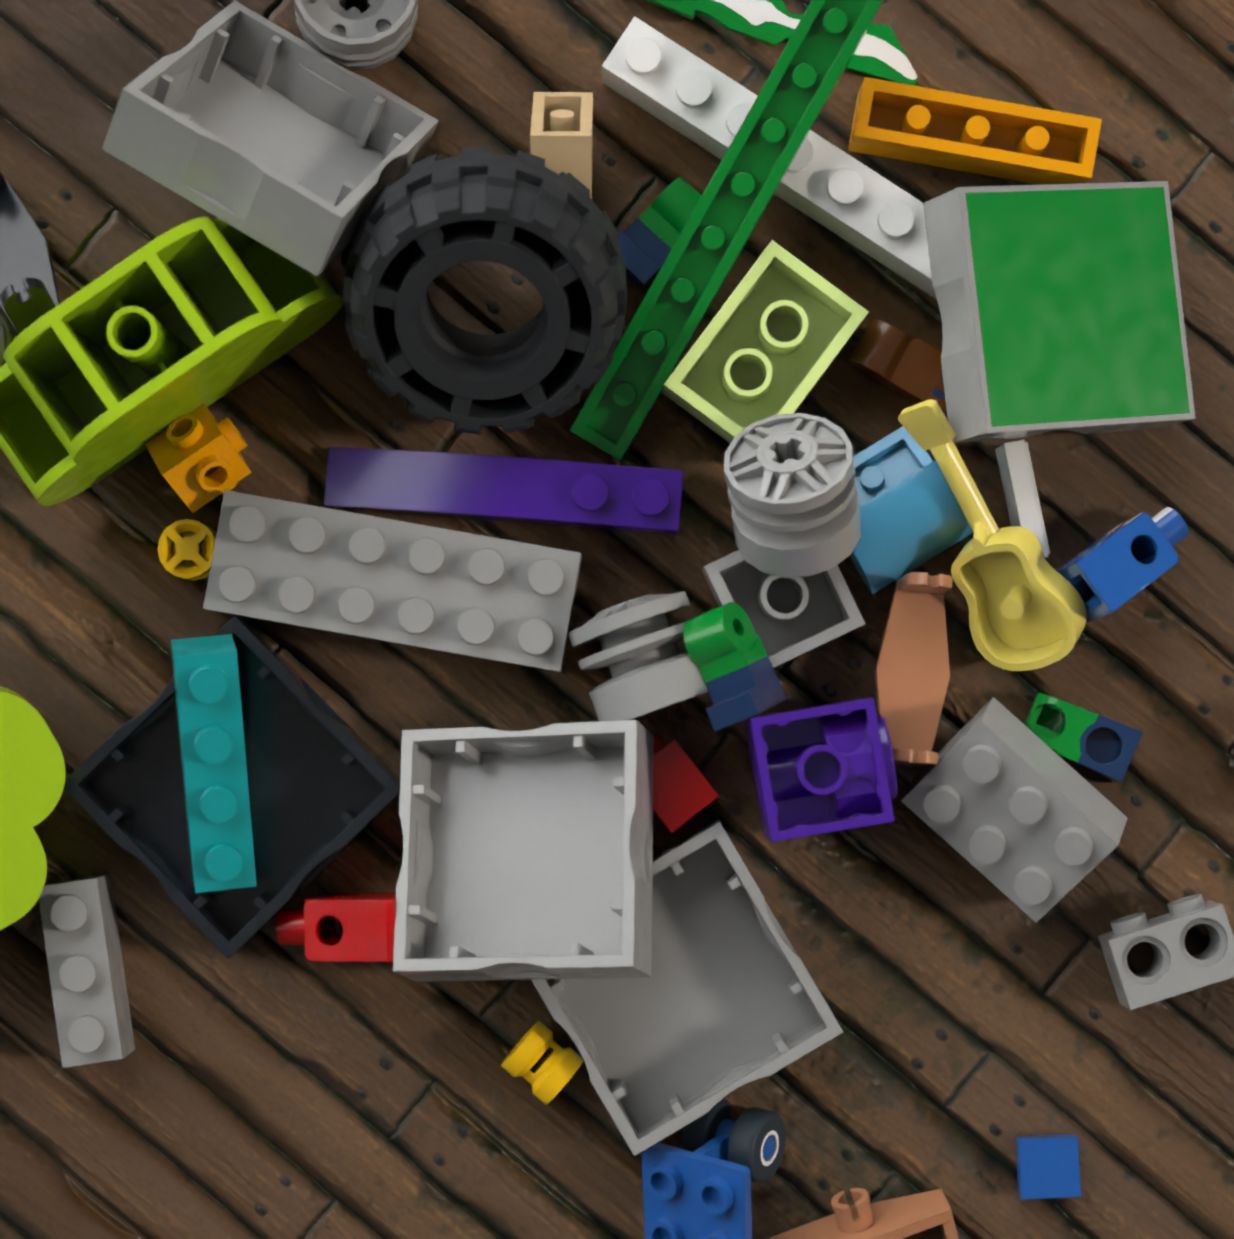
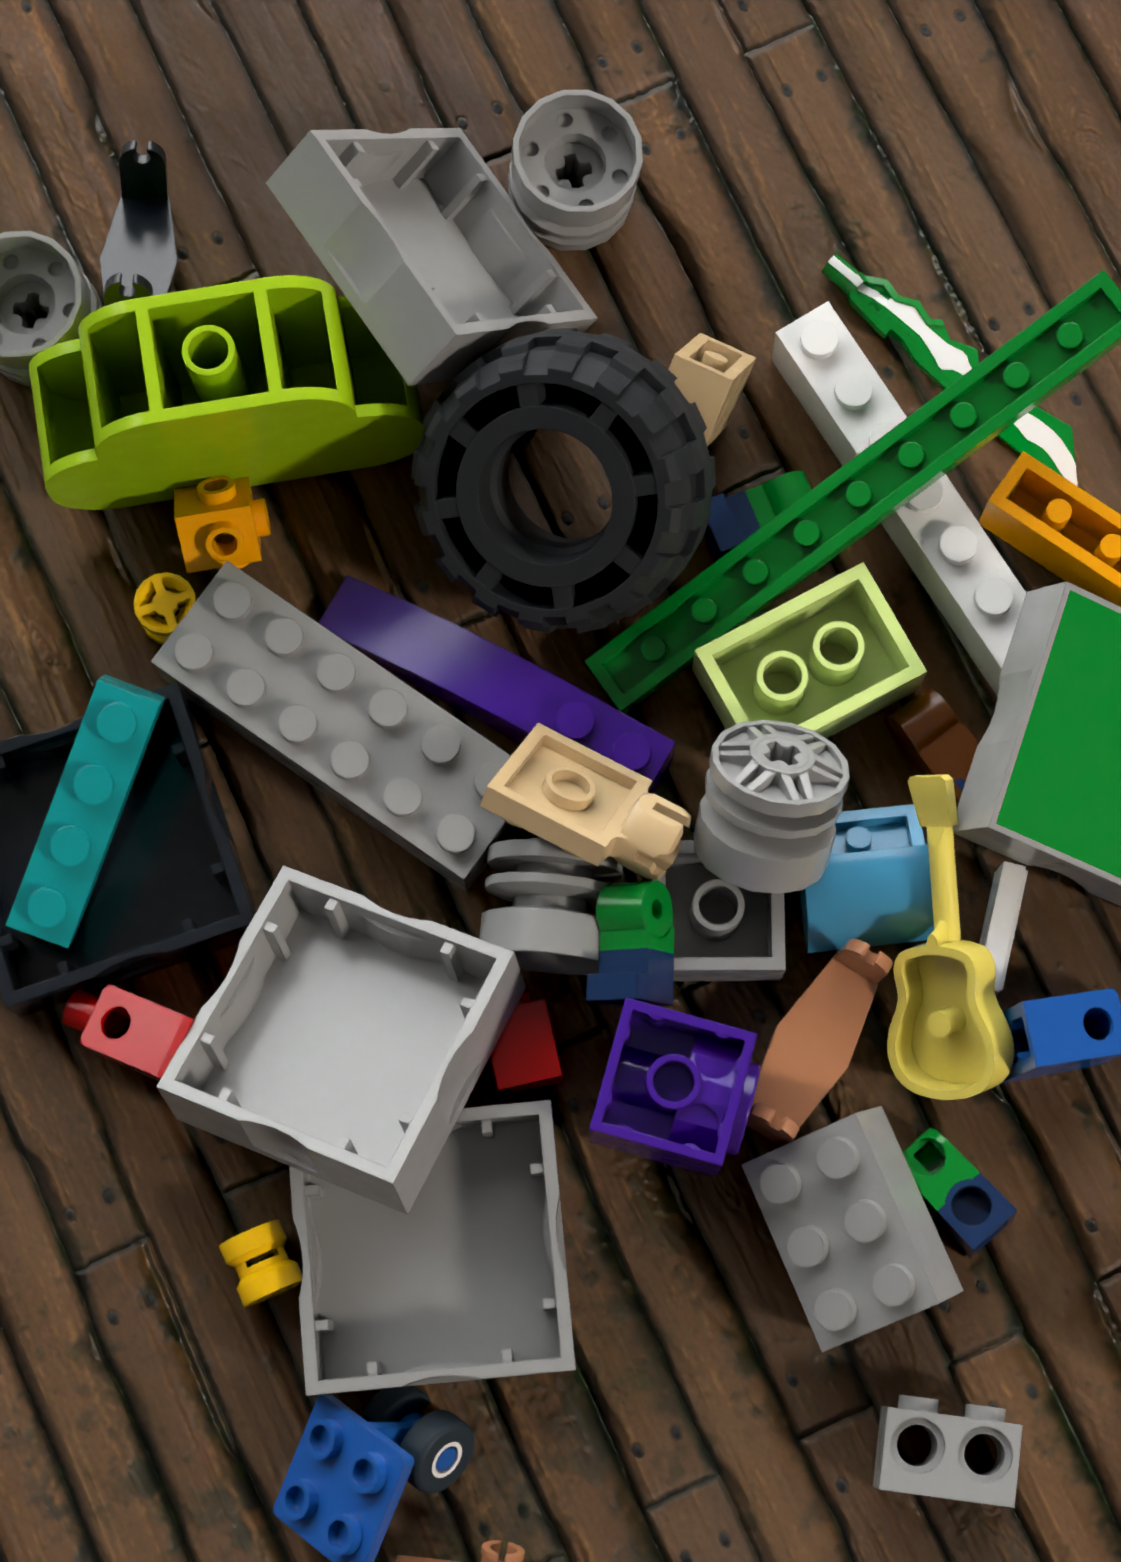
camera: 30 degrees right, 10 degrees down
(636, 565) = (586, 804): none -> tan plate

